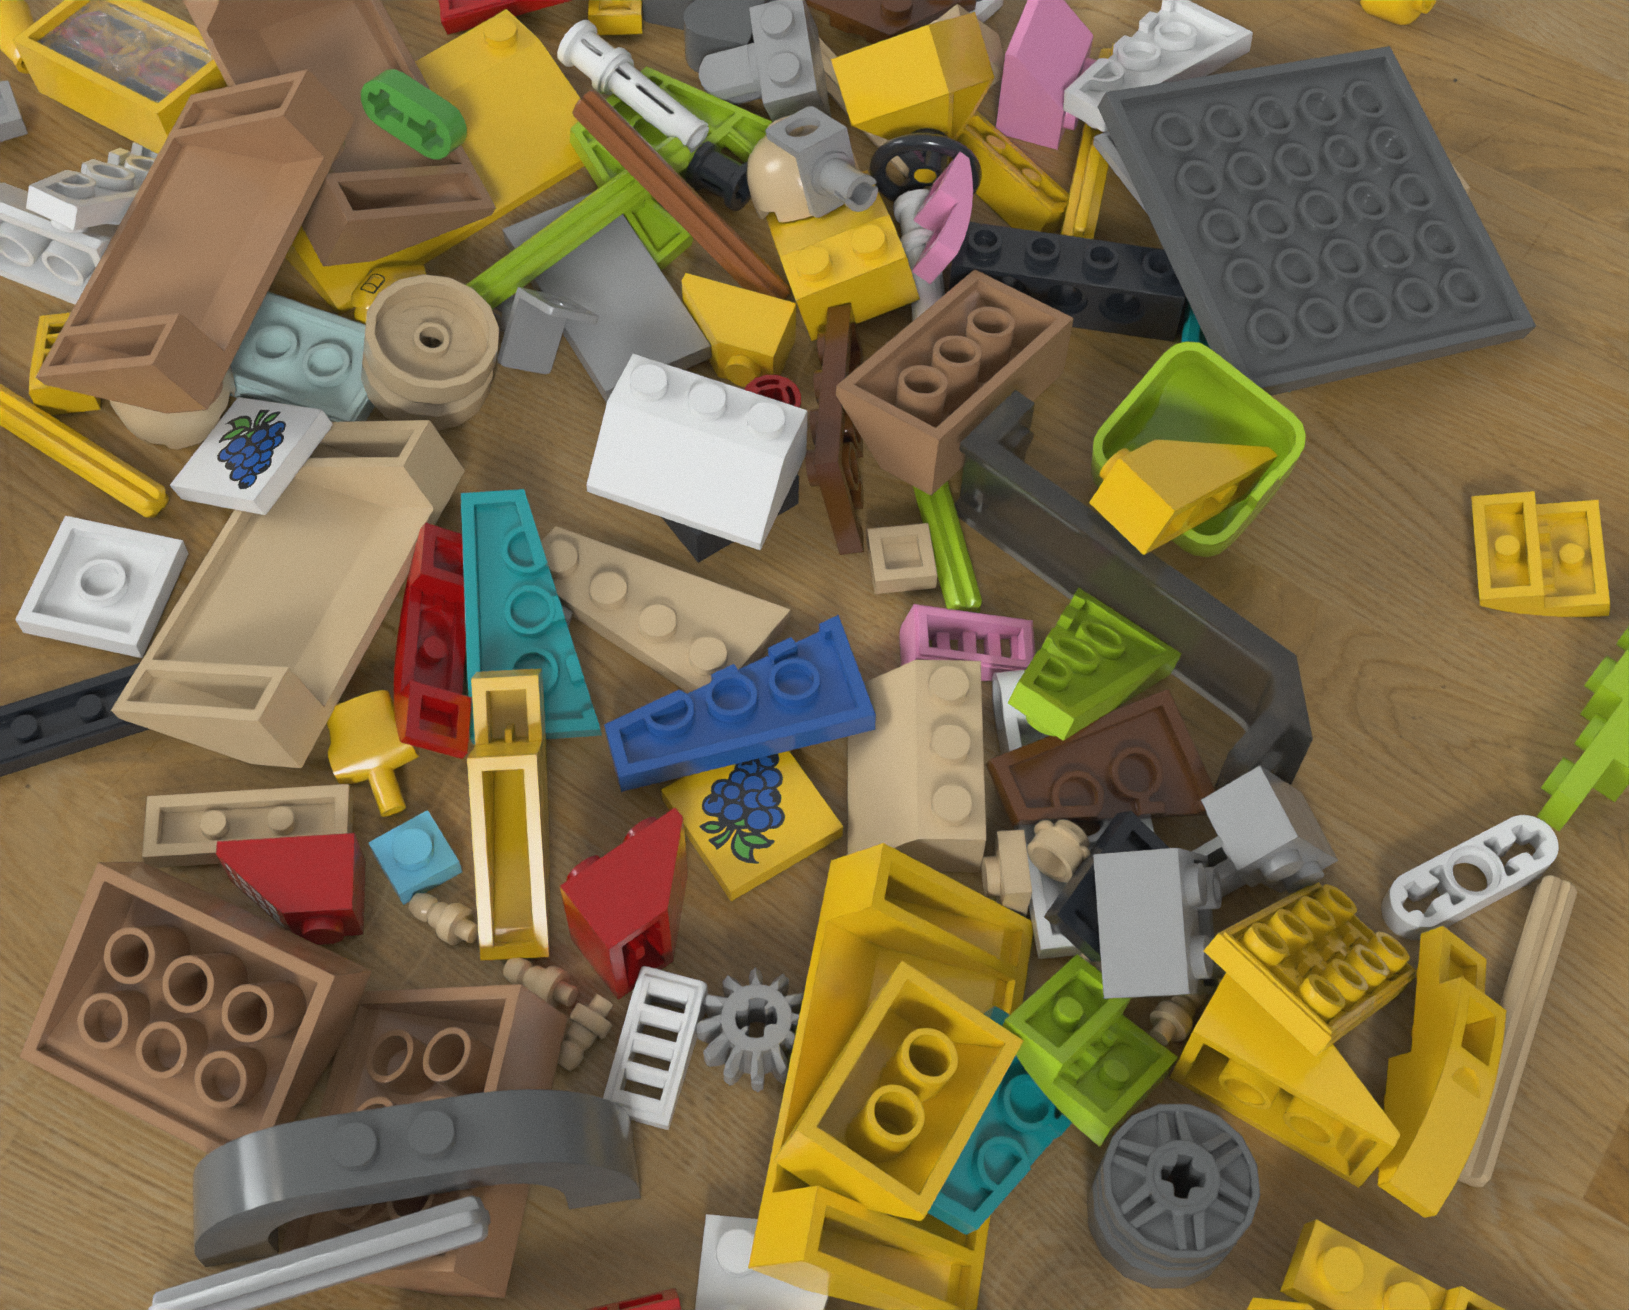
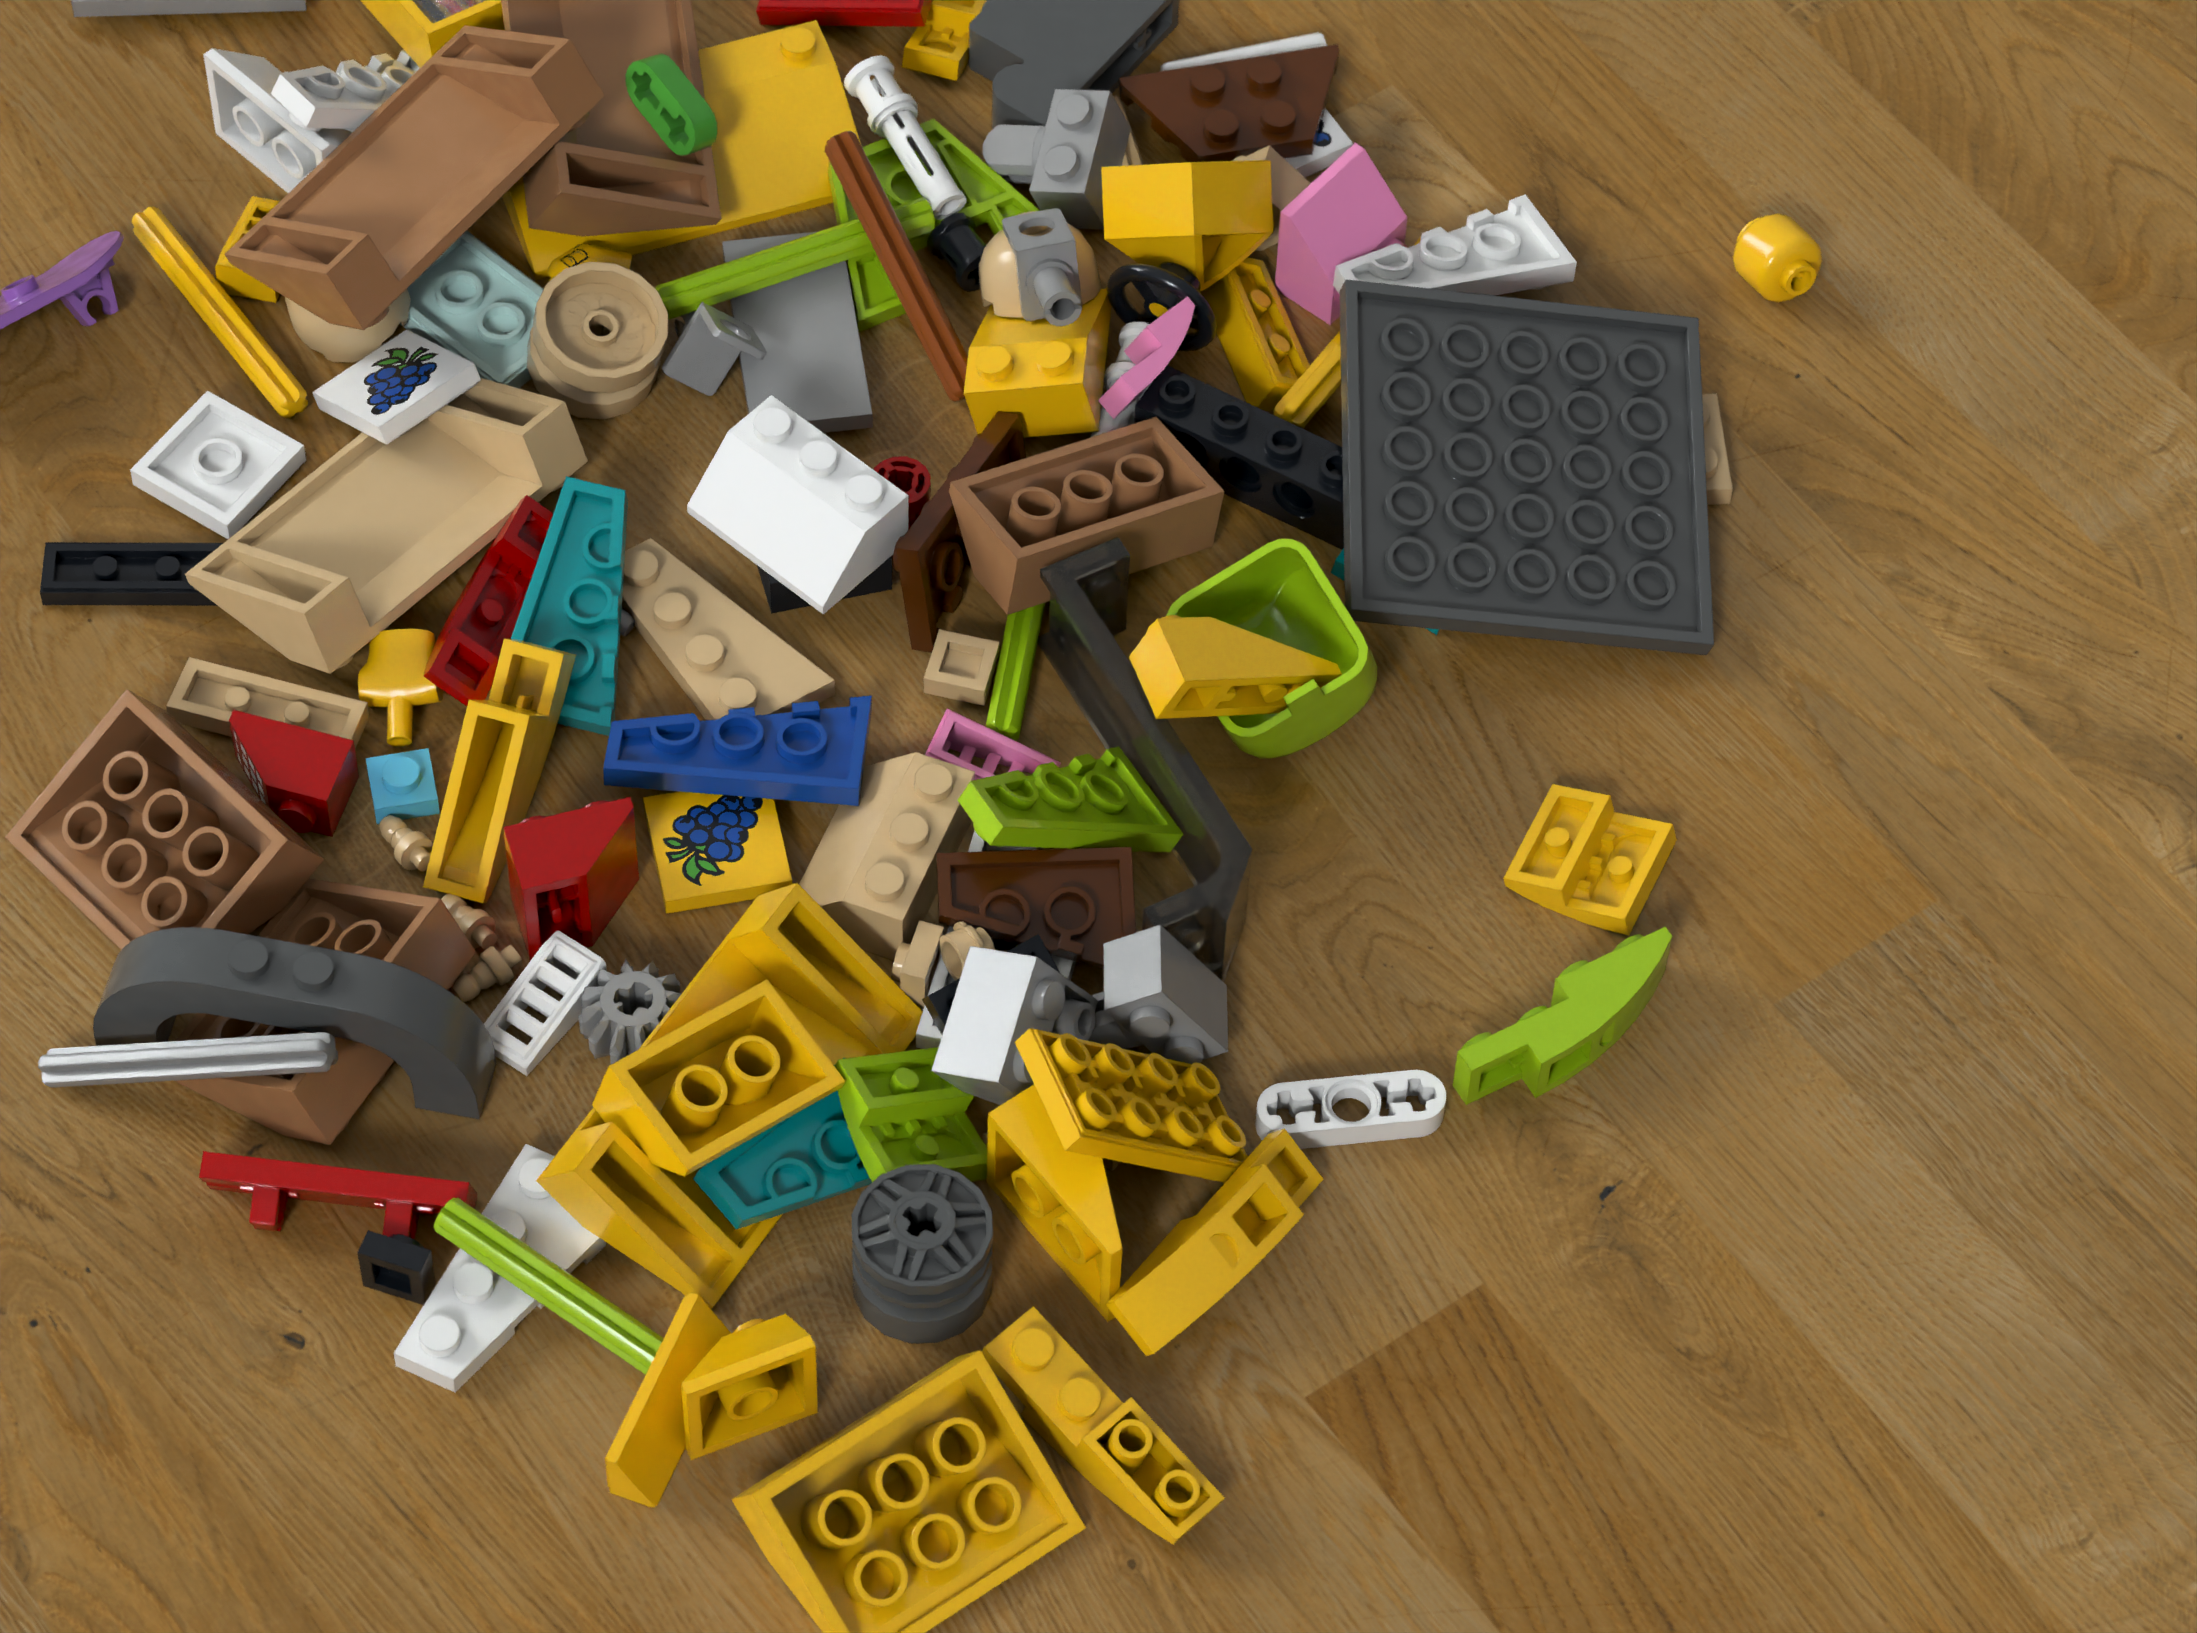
camera: 20 degrees right, 5 degrees down
(745, 328) = (912, 408): yellow slope -> none
(1524, 1001) = (1316, 1242): tan axle -> none

